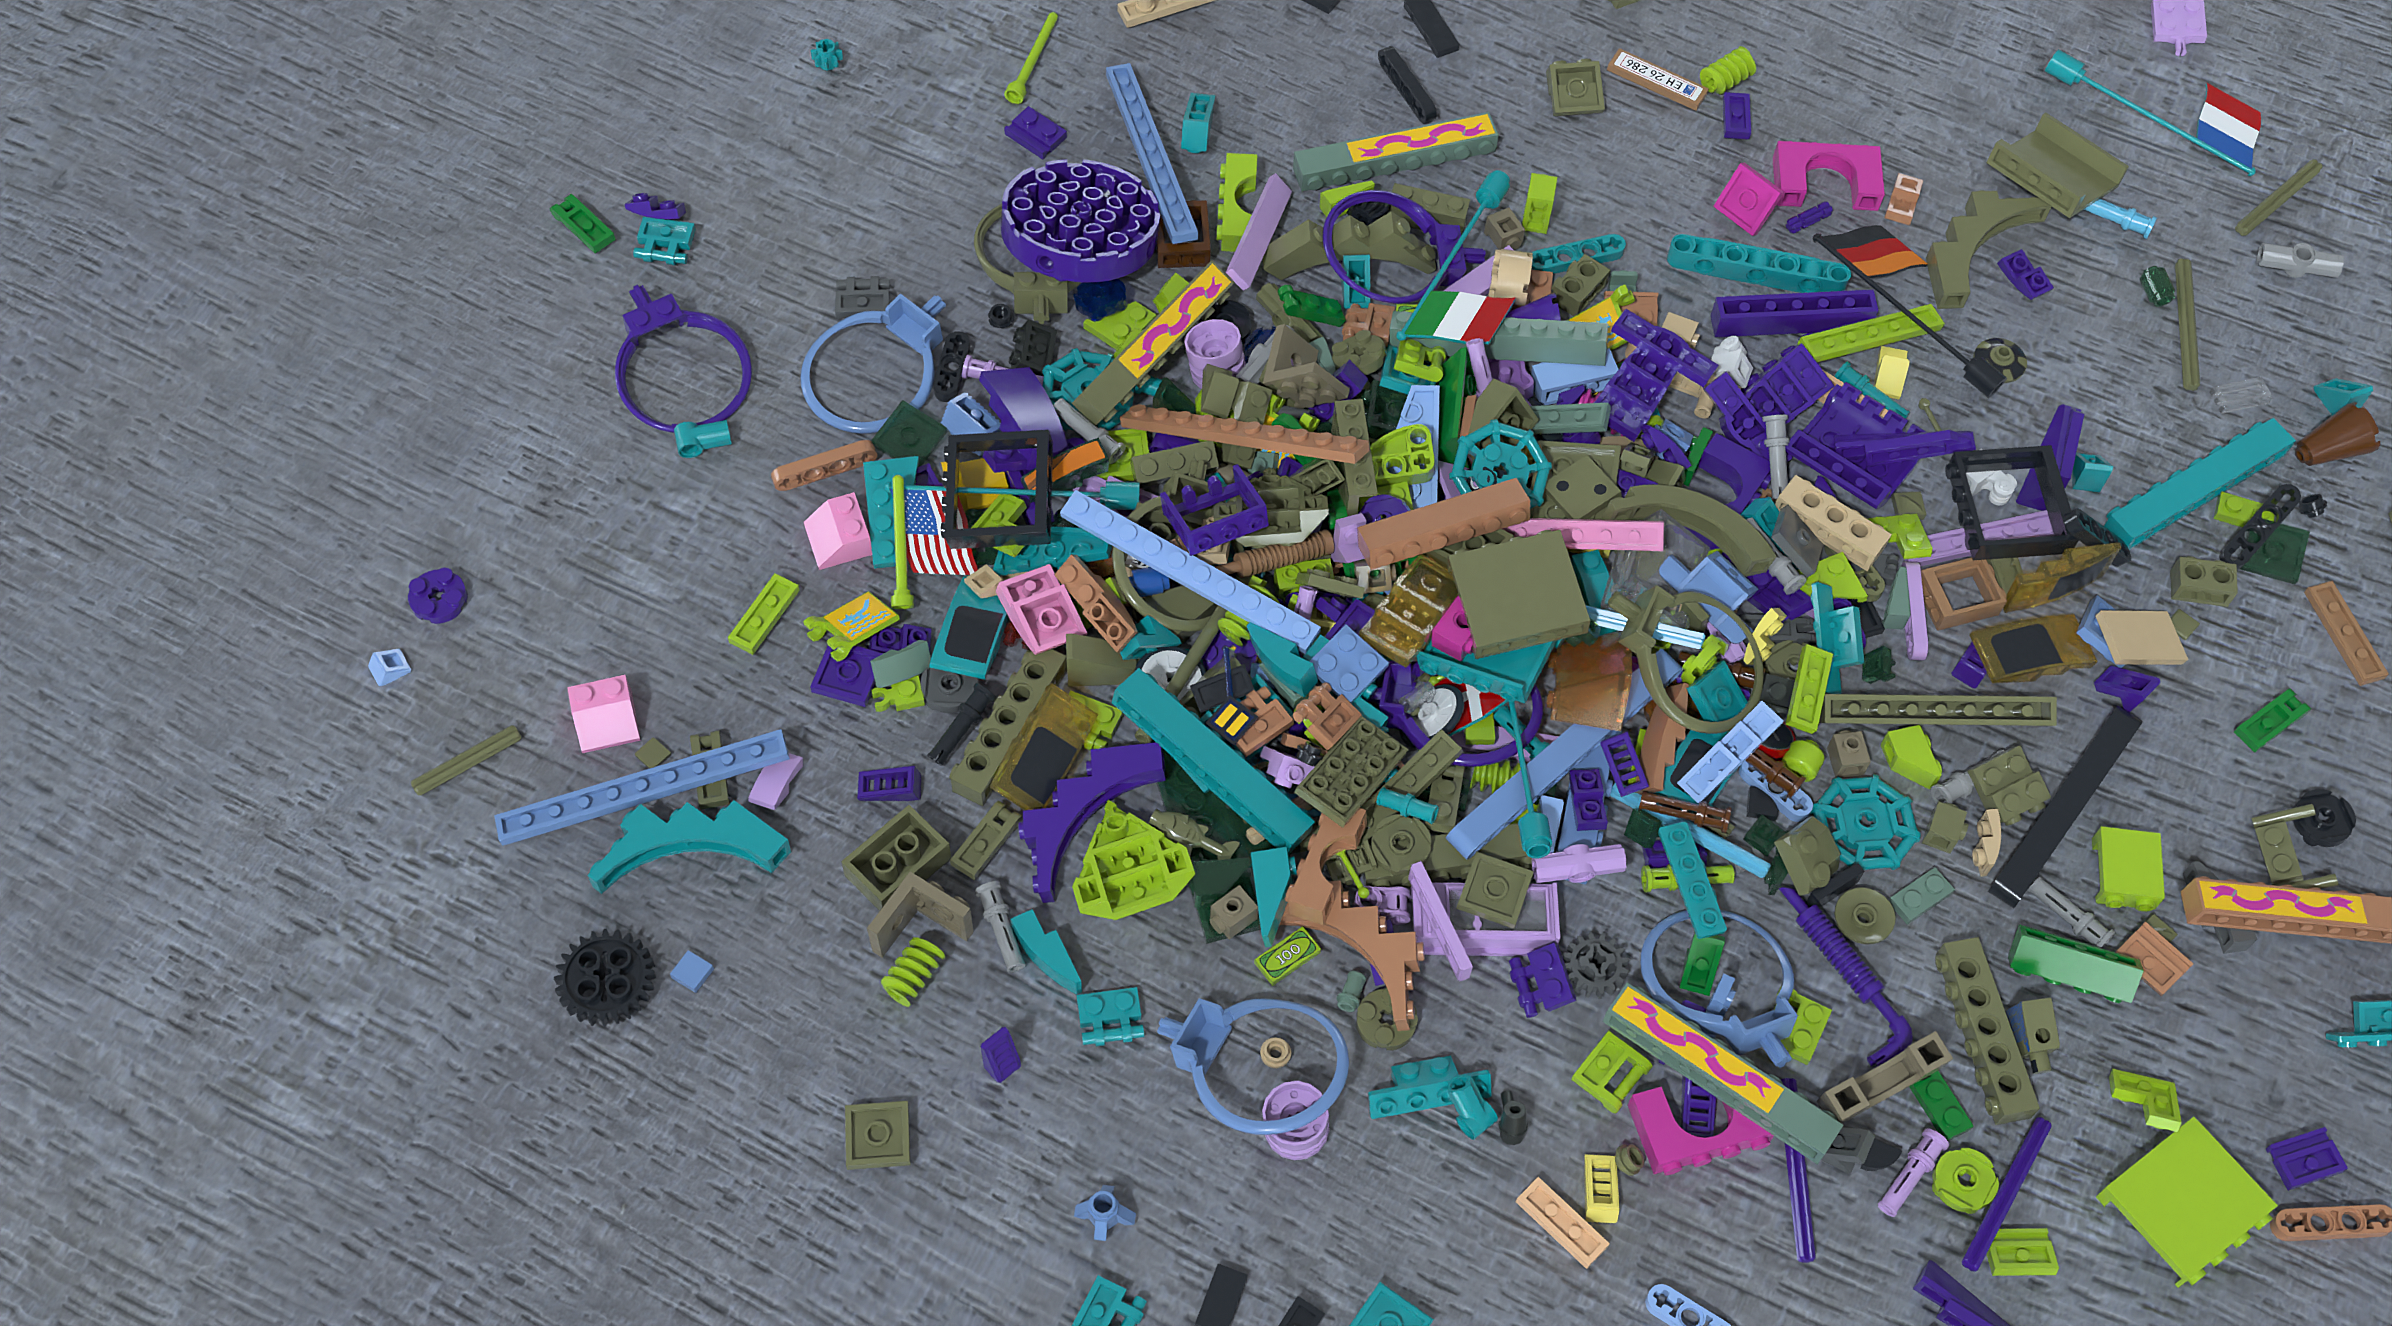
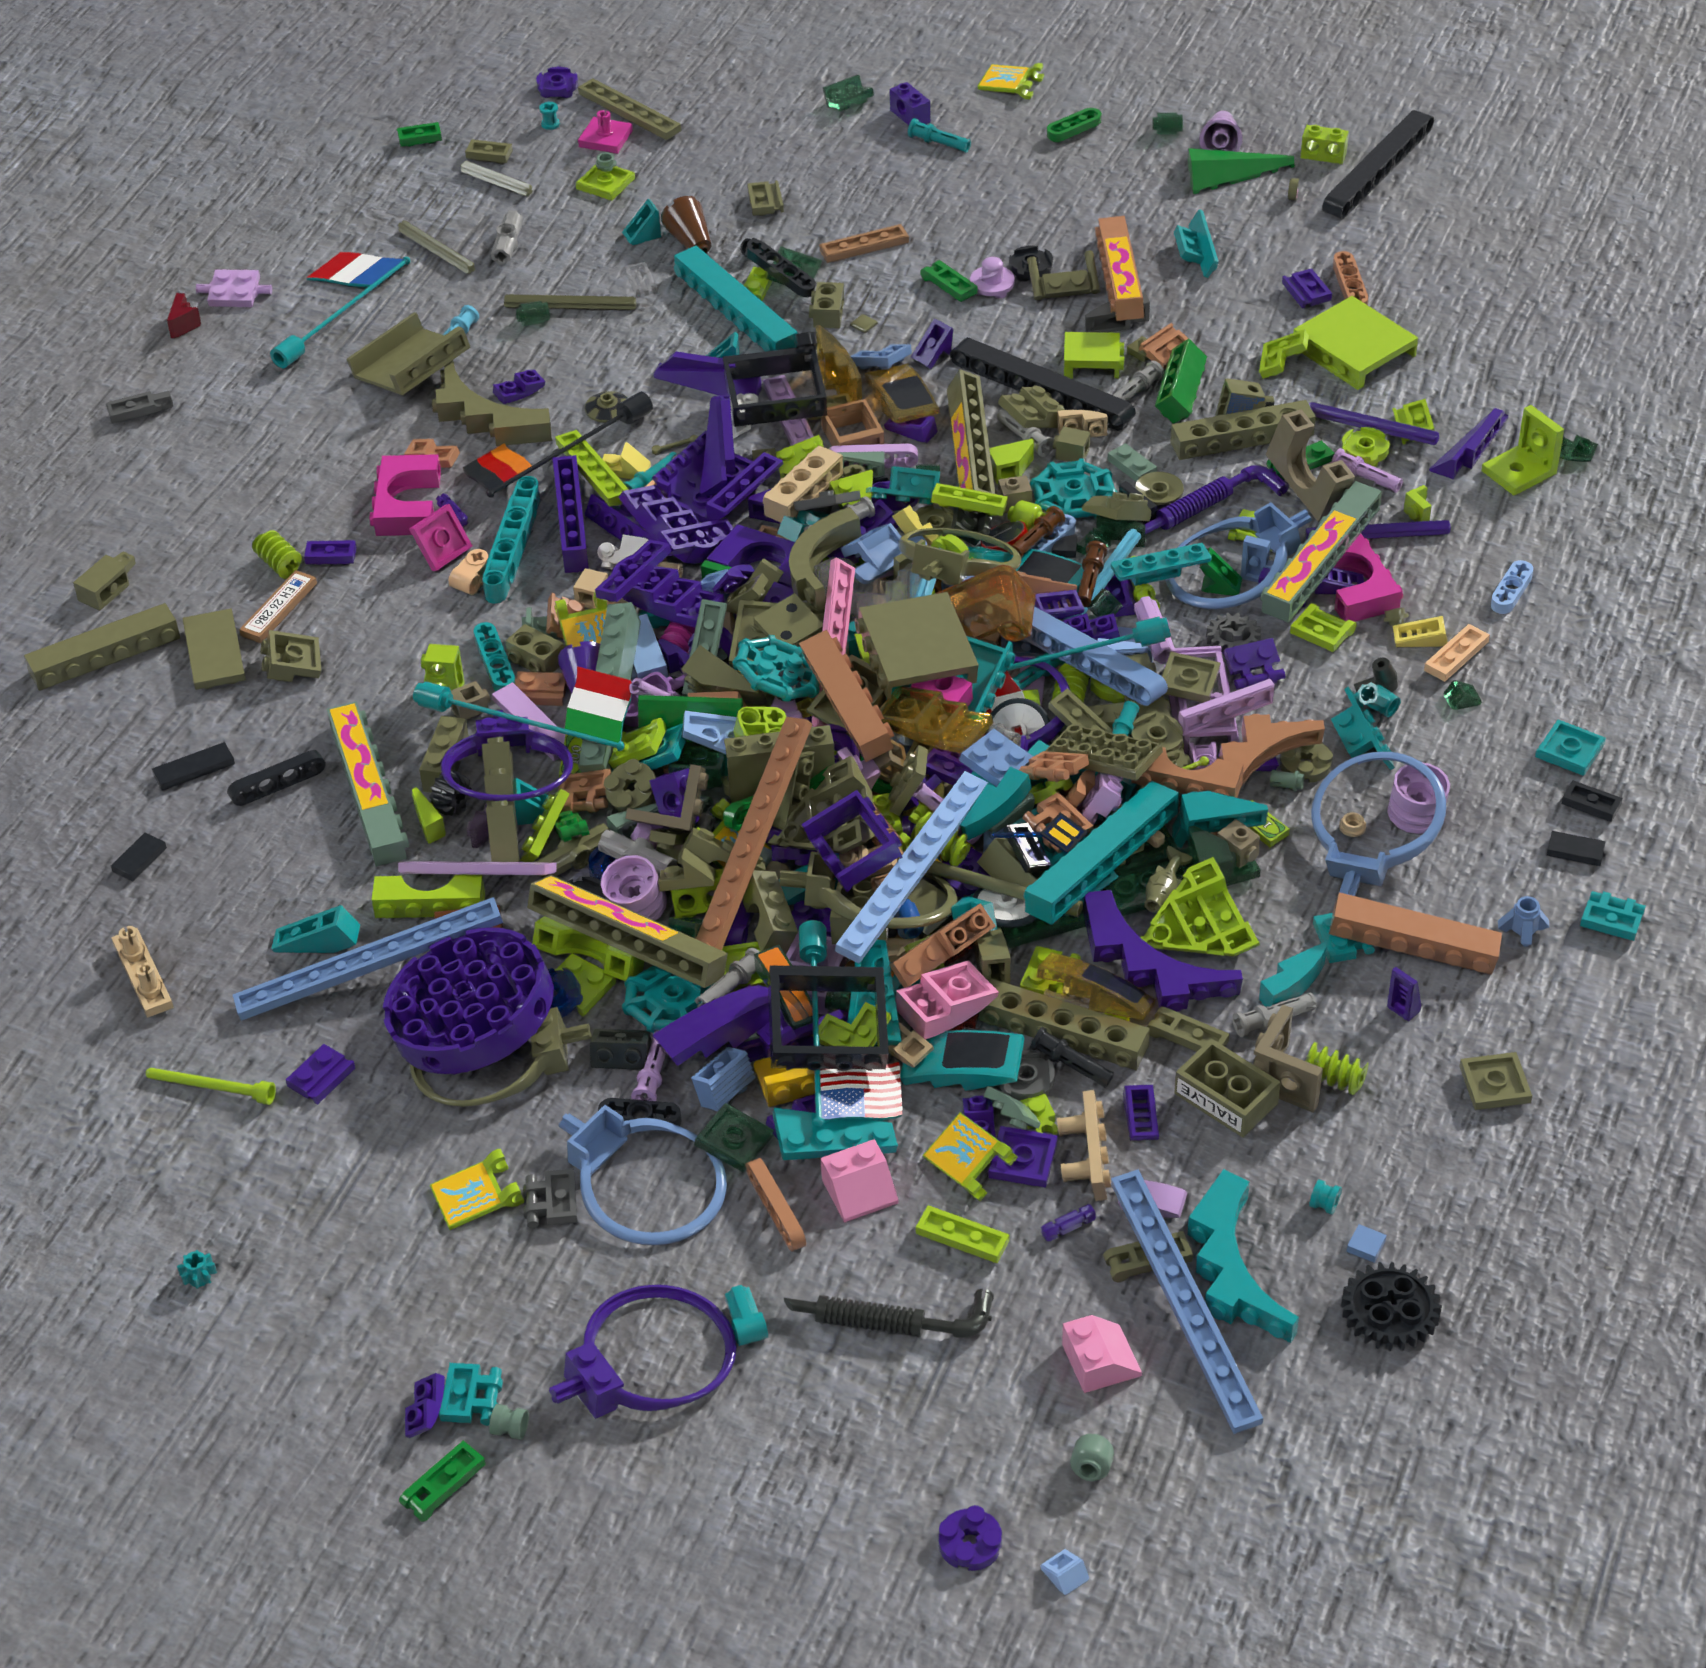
camera: 90 degrees left, 15 degrees down
(465, 760) = (1170, 1473): olive axle -> none
(490, 694) = (1092, 1457): none -> sand green head
(627, 265) = (508, 1421): none -> sand green wheel
(652, 753) = (1135, 1311): olive piece -> none
(676, 553) = (894, 1319): none -> pearl dark grey piece
(749, 937) = (1325, 1196): none -> teal wheel
(764, 706) = (1068, 1222): none -> dark purple axle
(846, 734) = (1098, 1156): none -> tan plate
(882, 241) = (475, 1191): none -> flag
(902, 595) = (932, 1121): lime piece -> none
(998, 311) = (574, 1078): black plate -> none
(1086, 1081) = (1415, 933): none -> nougat brick
(1309, 753) = (1094, 775): black plate -> none
(1319, 287) = (543, 825): none -> lime plate
(1490, 1219) = (1461, 695): none -> clear green slope
(1511, 275) = (542, 680): tan brick -> none
(1591, 29) = (213, 649): none -> olive tile
(1701, 225) = (469, 573): none -> light nougat piece
(1730, 752) = (1041, 547): light blue slope -> none
(1776, 442) = (725, 512): light grey pin -> none
(1849, 1217) = (1416, 505): none -> lime bracket
(2141, 637) = (887, 336): tan tile -> none
(2280, 770) = (993, 278): none -> lavender plate

